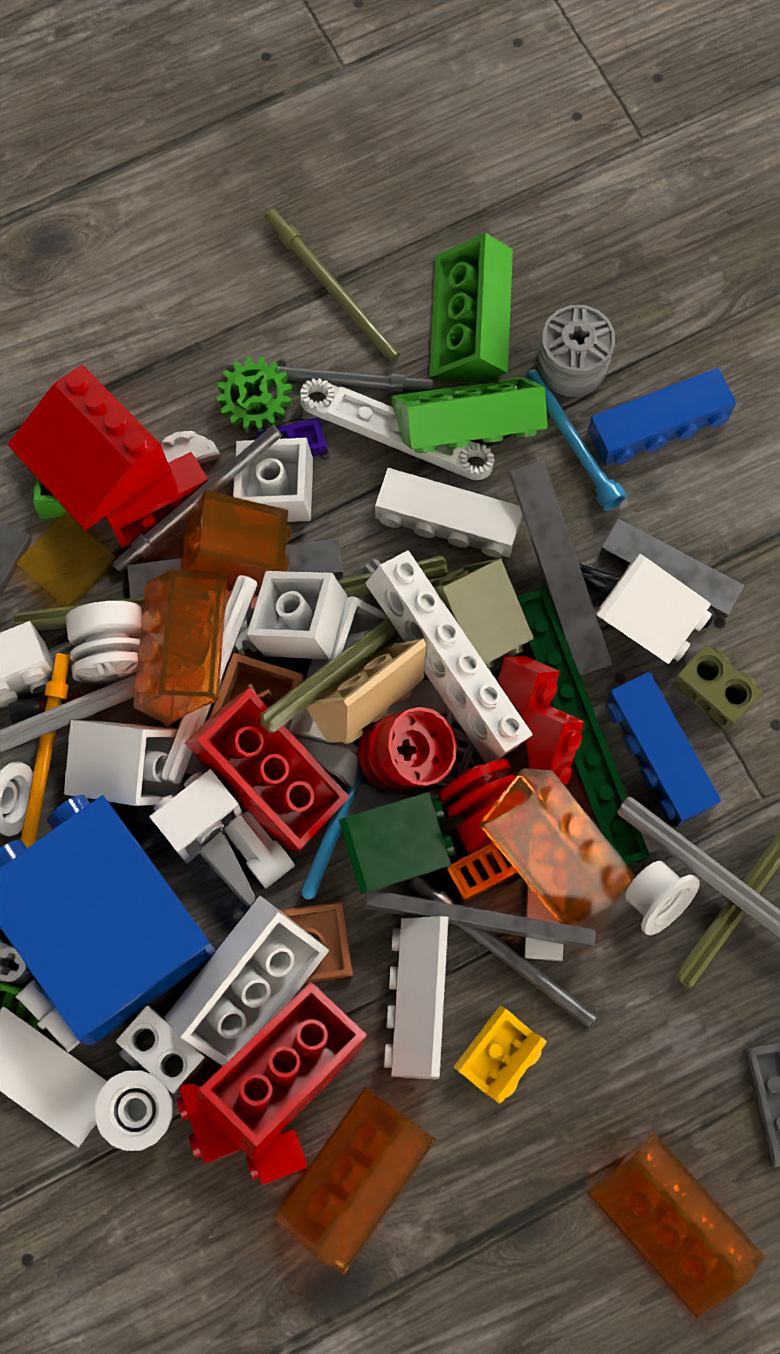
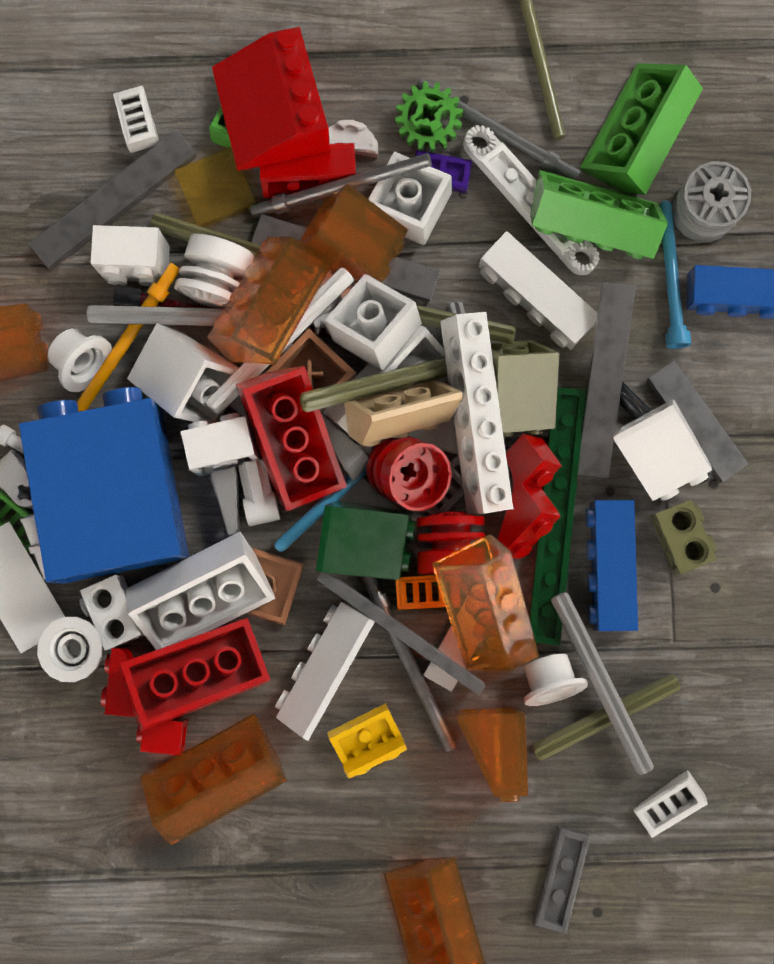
camera: 25 degrees right, 10 degrees up
(640, 993) = (498, 747): none -> clear orange slope

